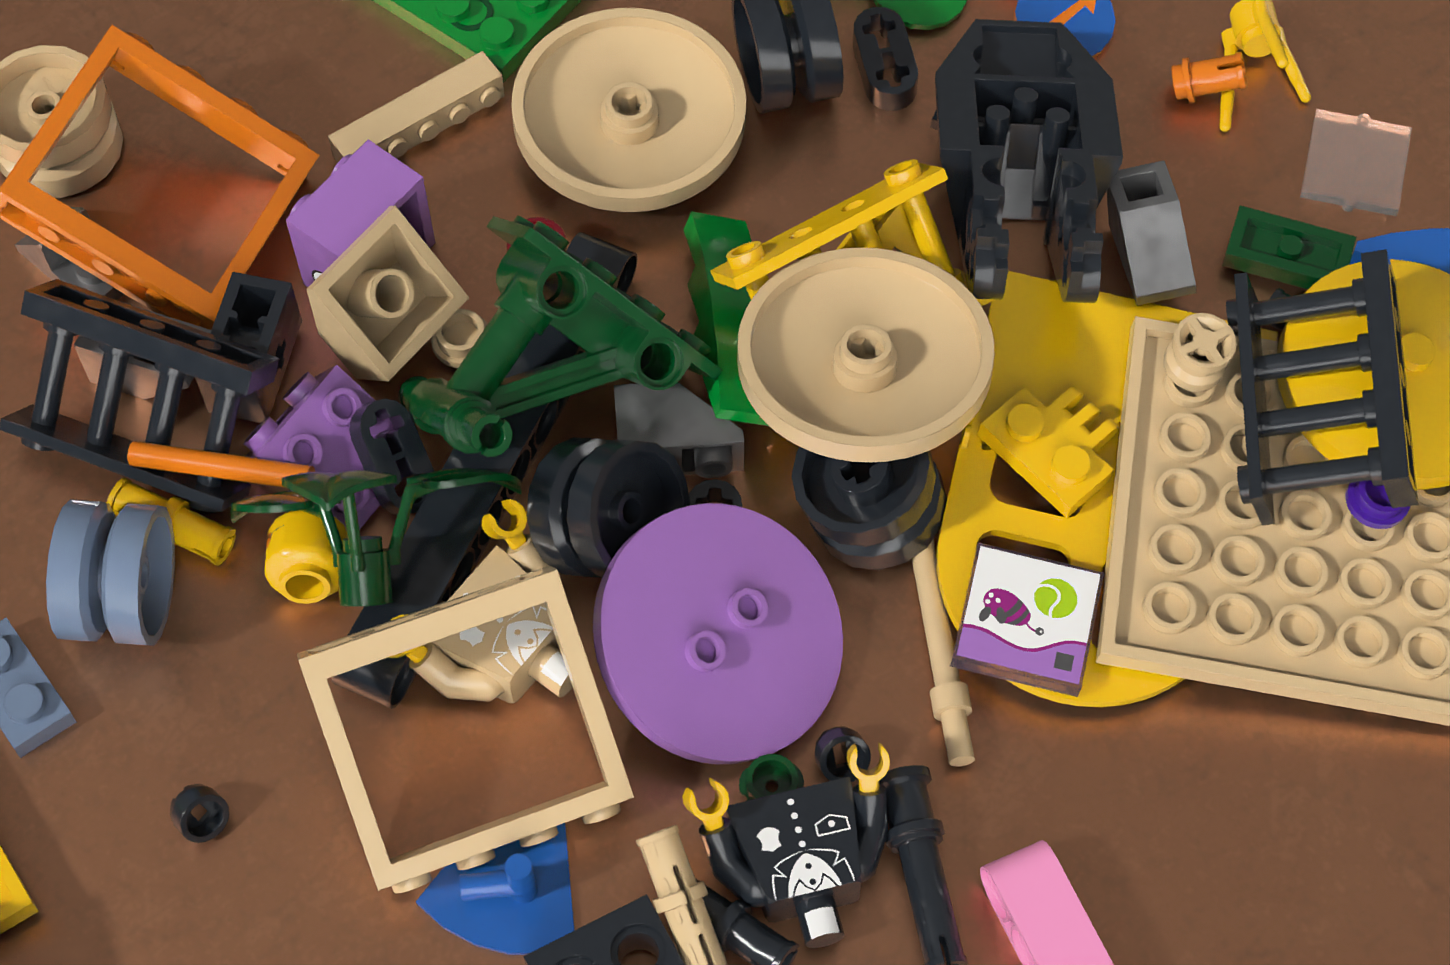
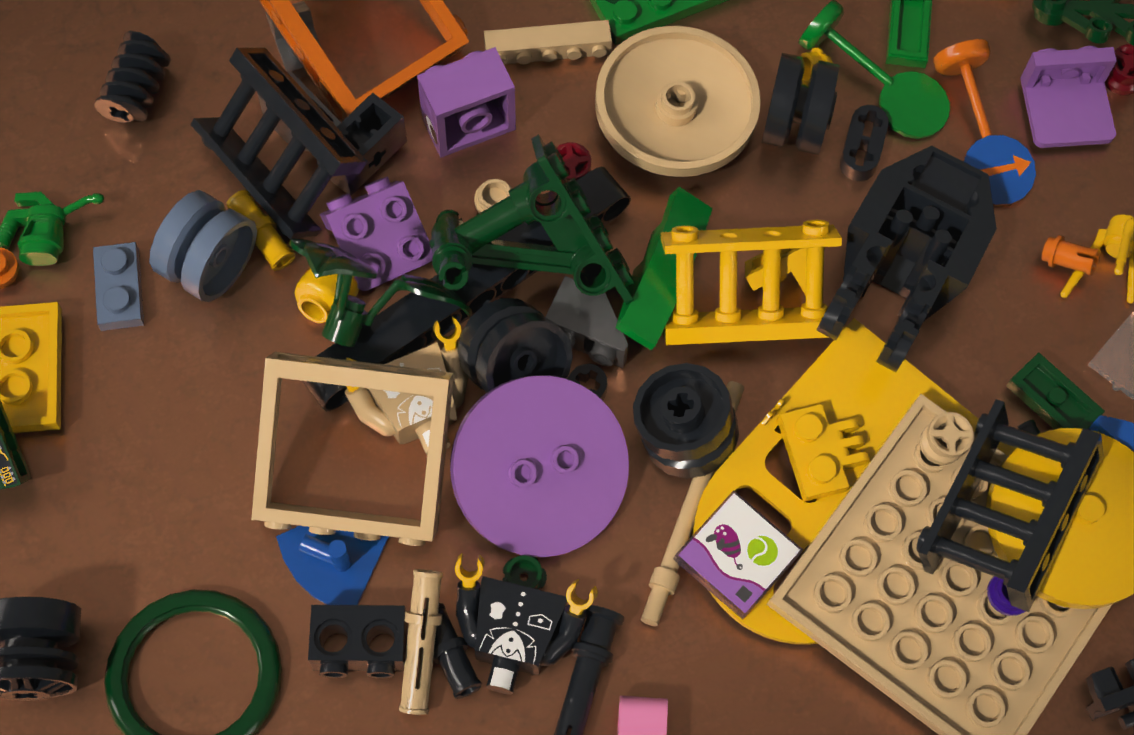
camera: 25 degrees right, 5 degrees up
(210, 823) = (171, 420): black hinge -> none
(212, 464) = (302, 211): orange bar -> none
(383, 298) = (455, 152): tan slope -> none
(404, 445) = (398, 249): black beam -> none
(825, 755) = (587, 577): black hinge -> none
(865, 354) = (722, 335): tan dish -> none
(1150, 233) = (965, 343): flat silver slope -> none

